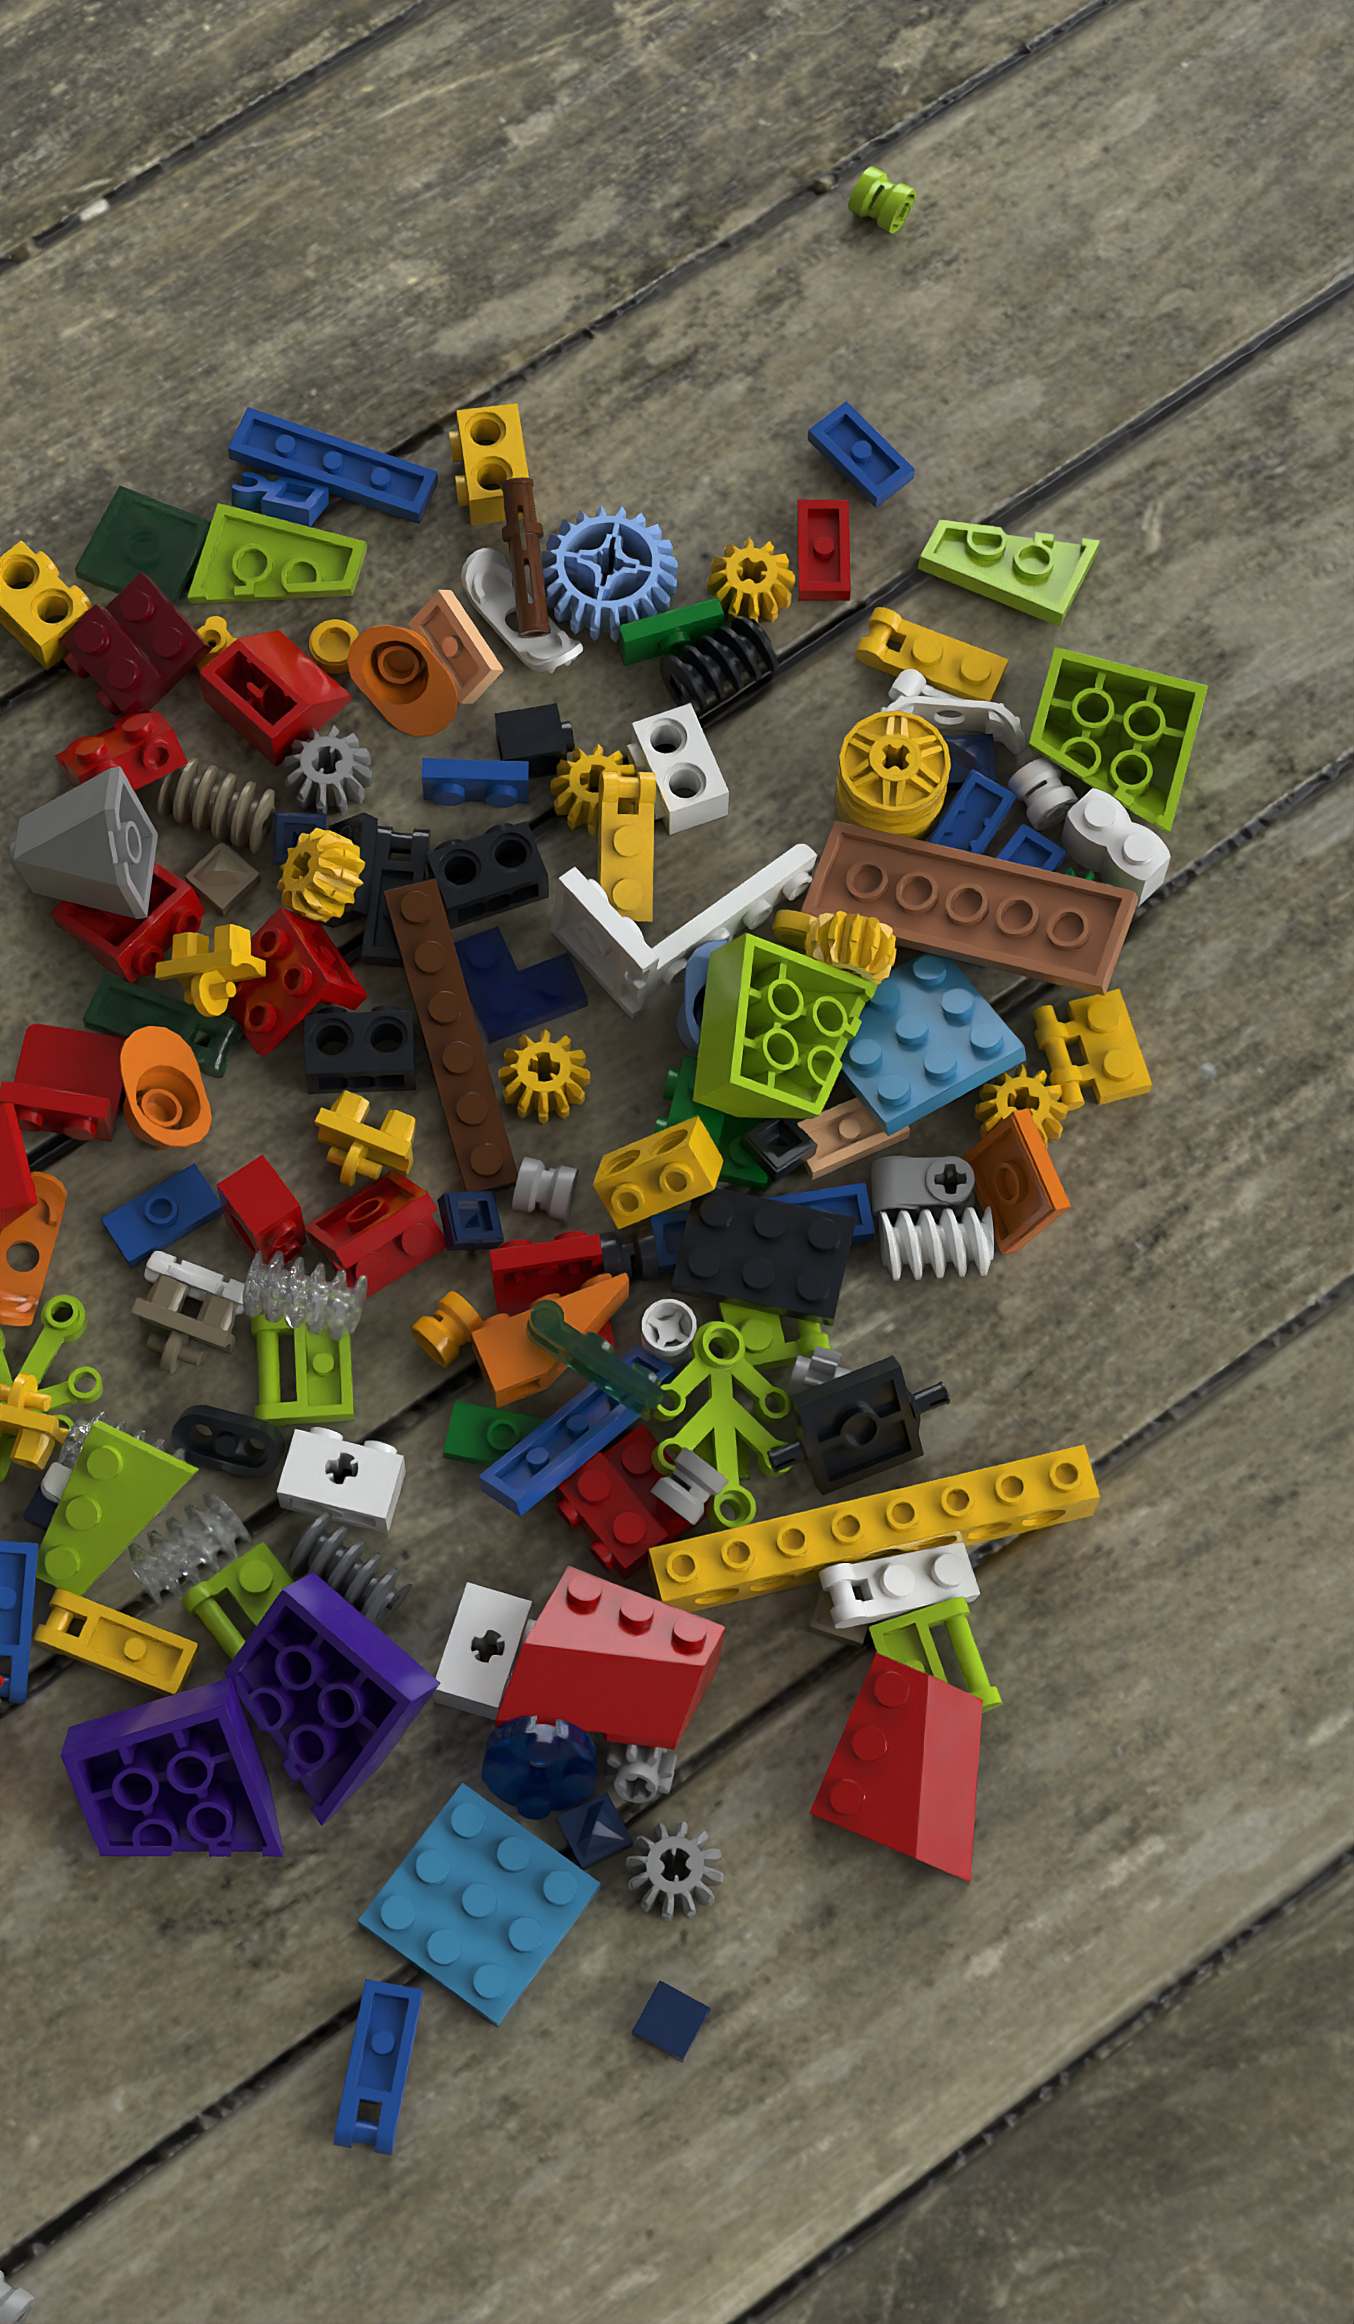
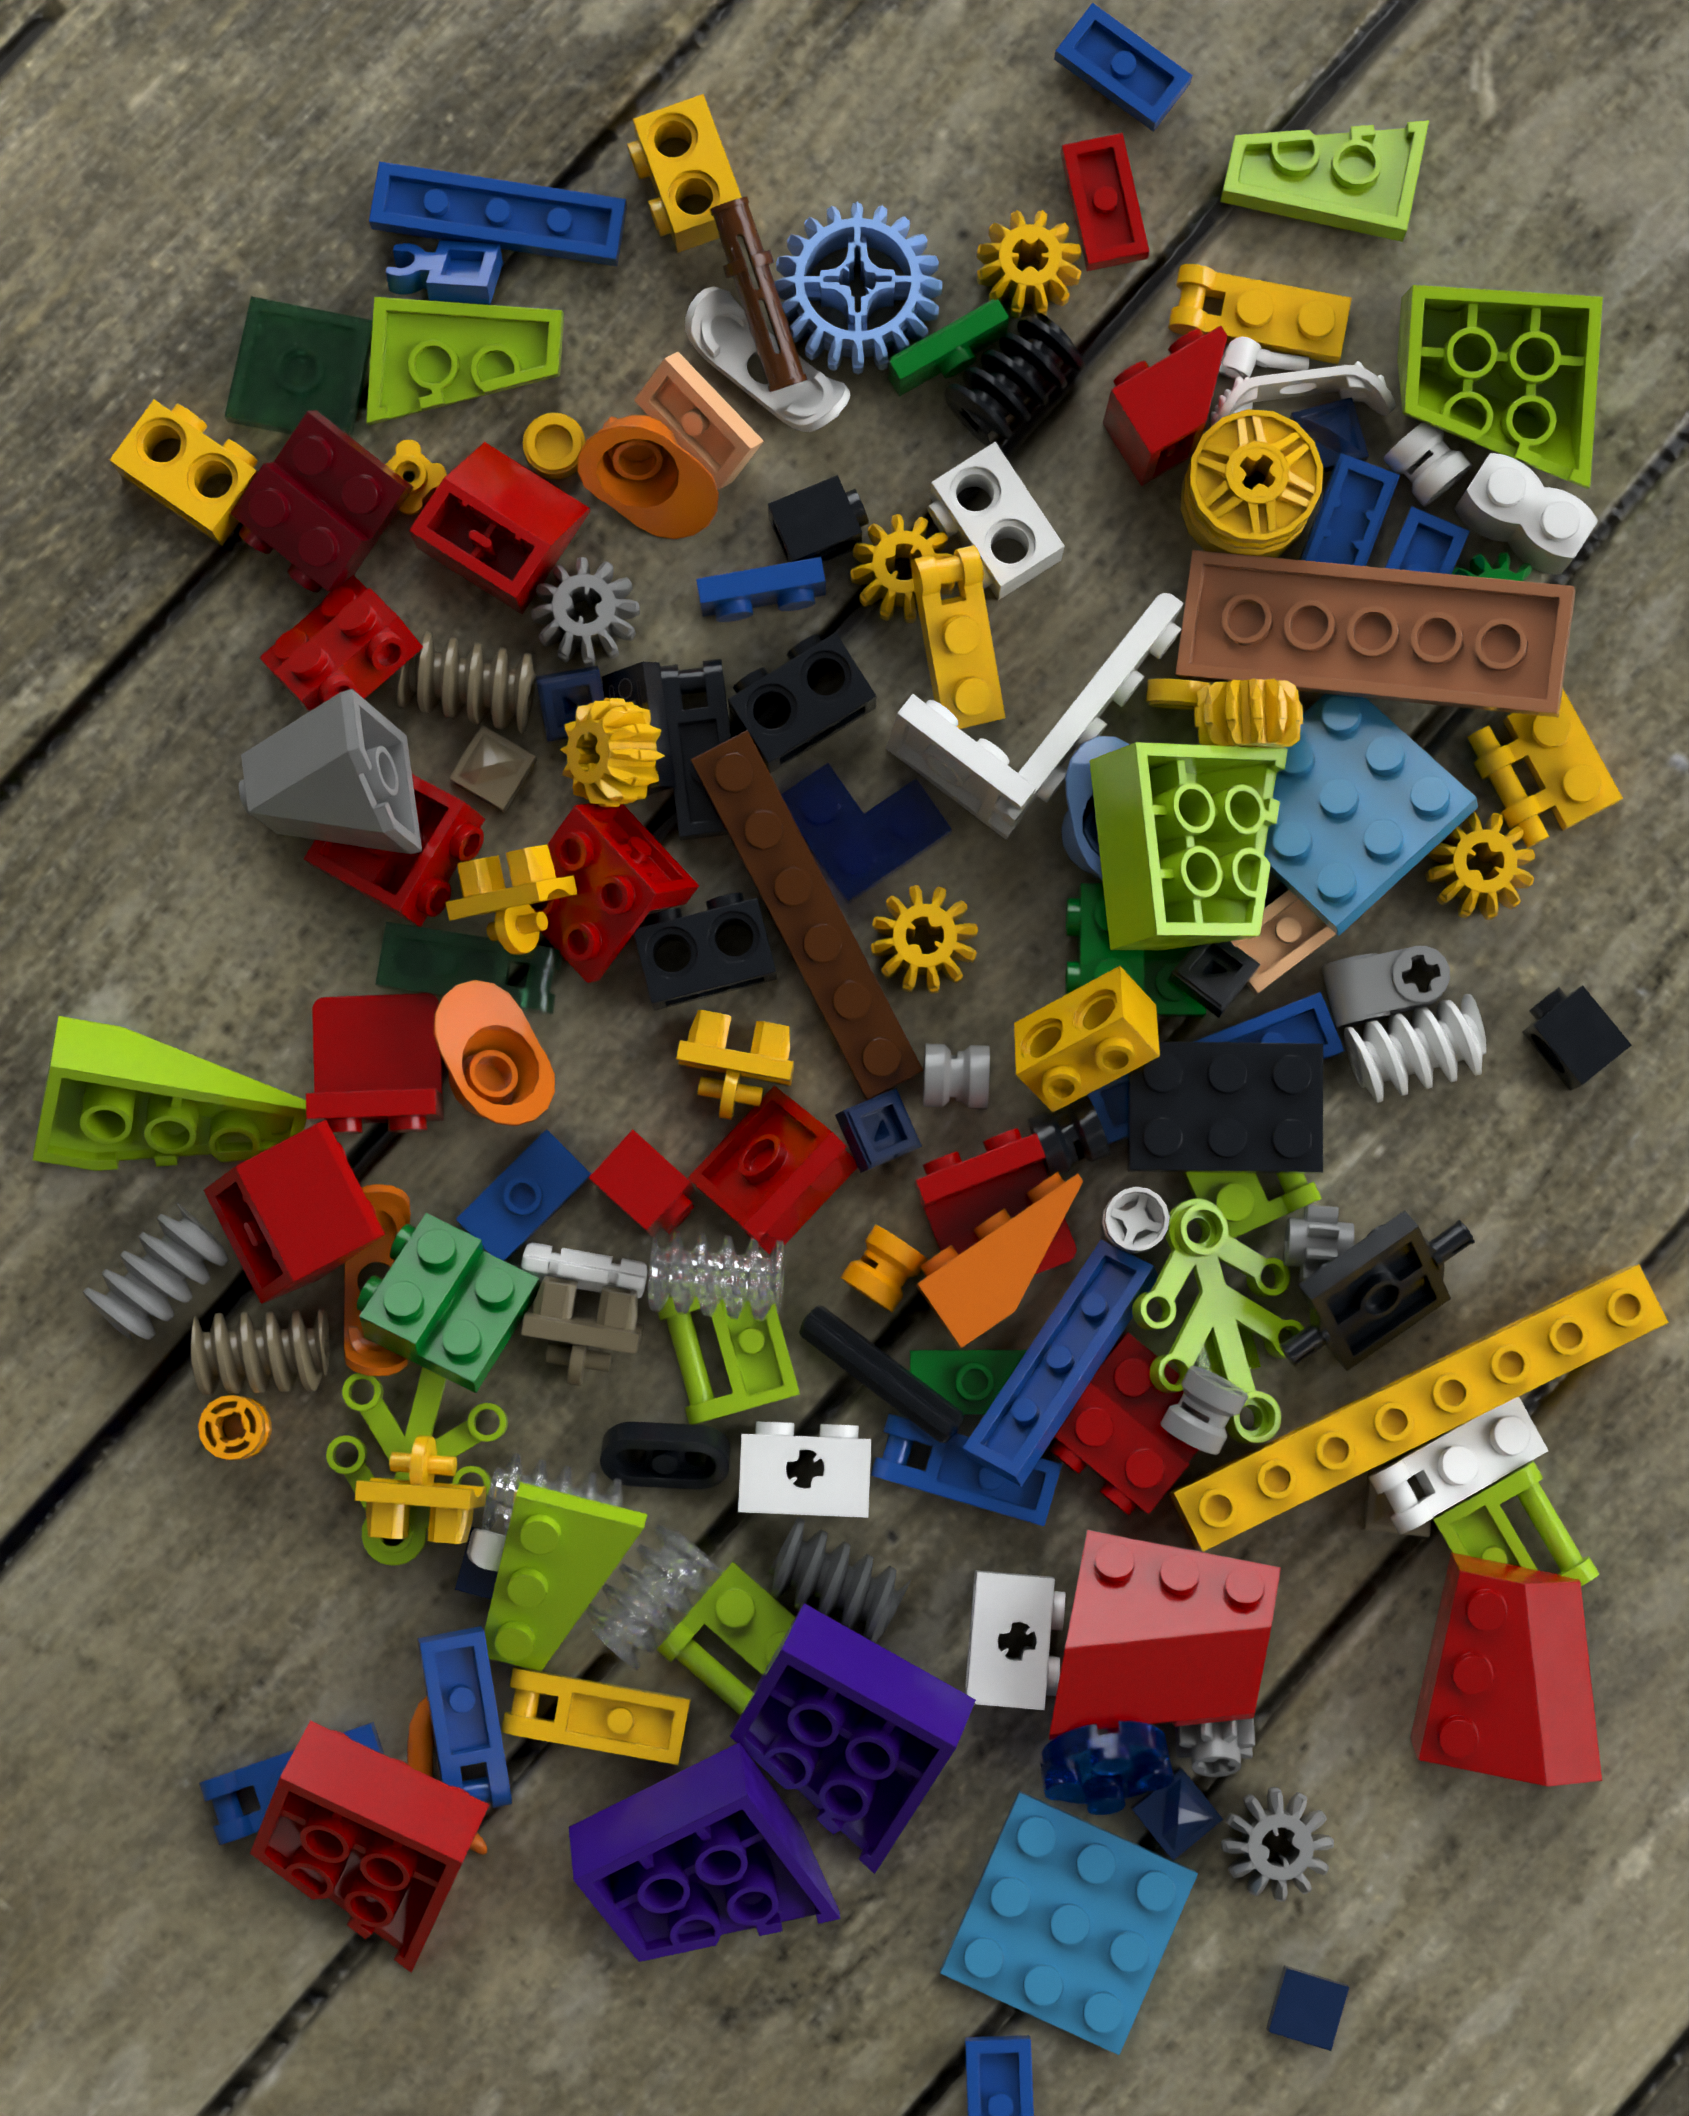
camera: 10 degrees left, 15 degrees up
(74, 1276) = (445, 1302): none -> green plate
(426, 1412) = (881, 1374): none -> black axle
(476, 1512) = (961, 1479): none -> blue plate
(594, 1360) = (1066, 1291): clear green plate -> none
(833, 696) = (1163, 408): none -> red slope
(1016, 1181) = (1498, 960): orange plate -> none
(1072, 1262) = (1574, 1035): none -> black brick

